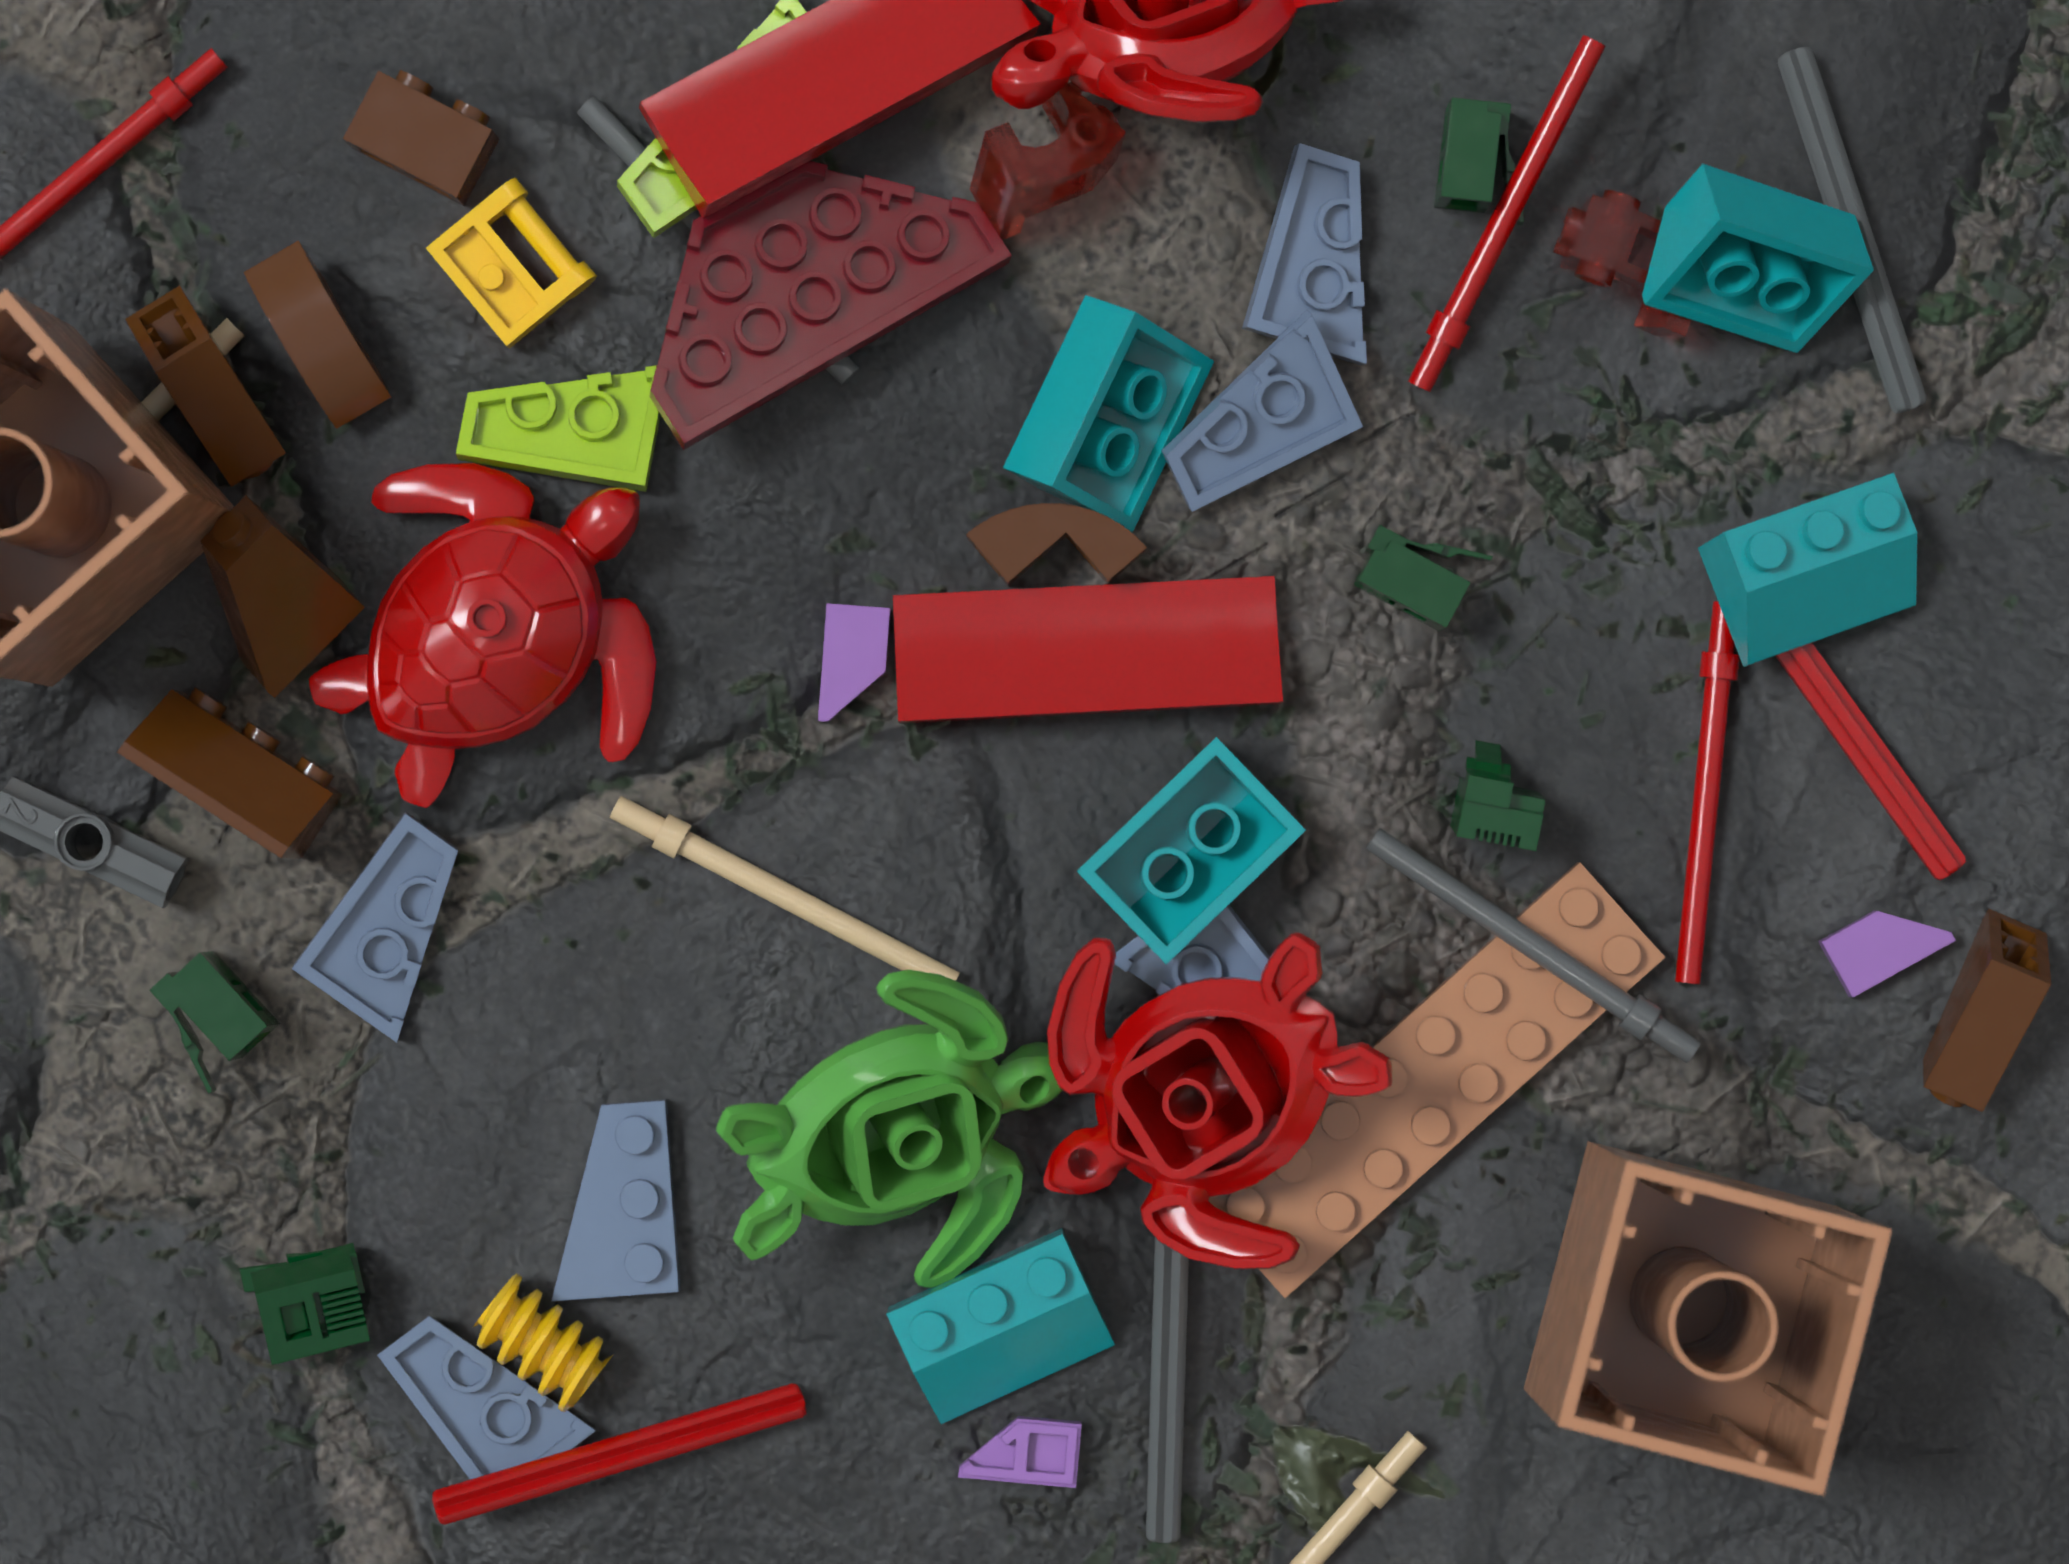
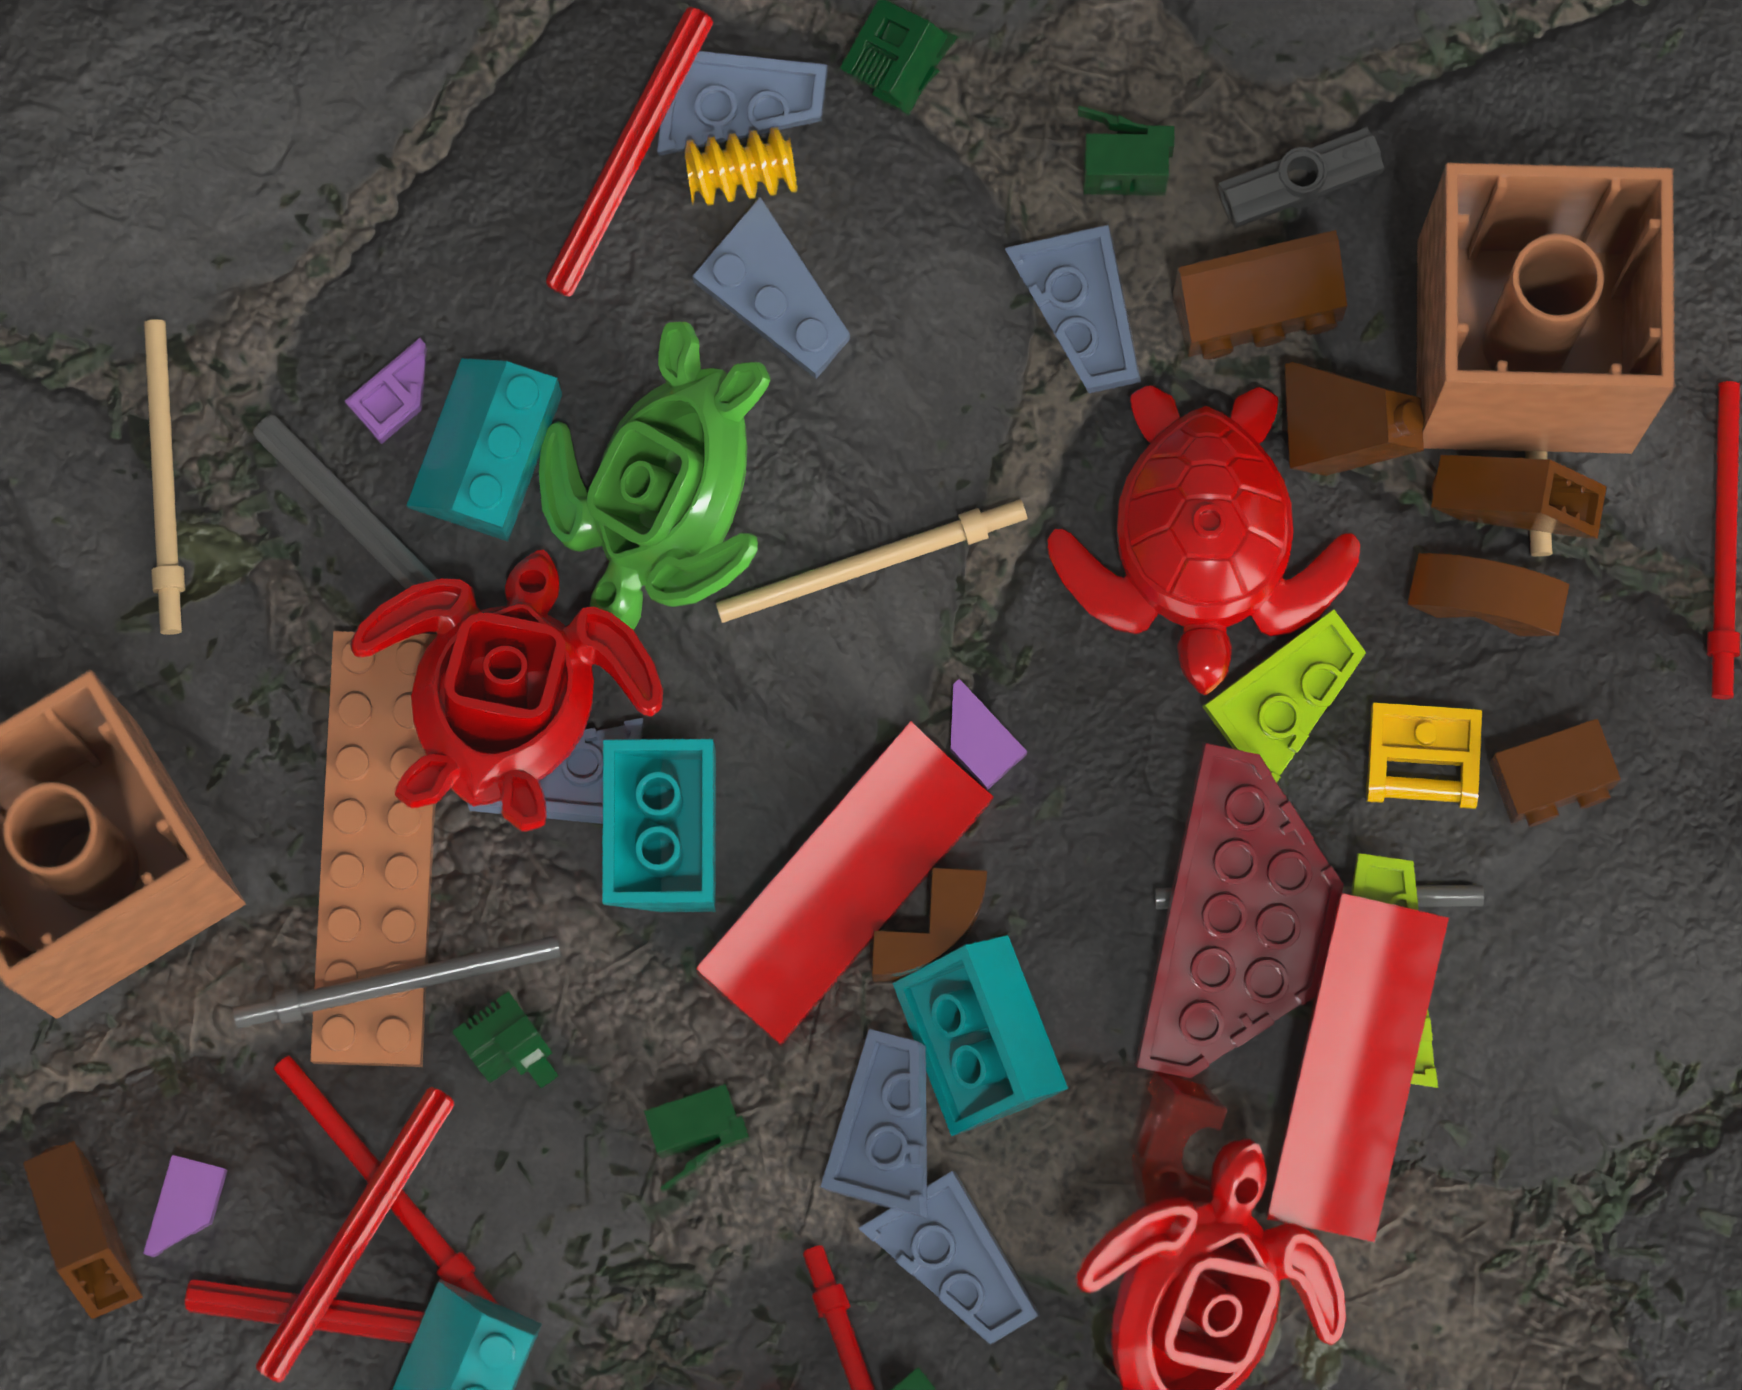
camera: 135 degrees right, 10 degrees down
(1774, 774) = (354, 1235): none -> red axle

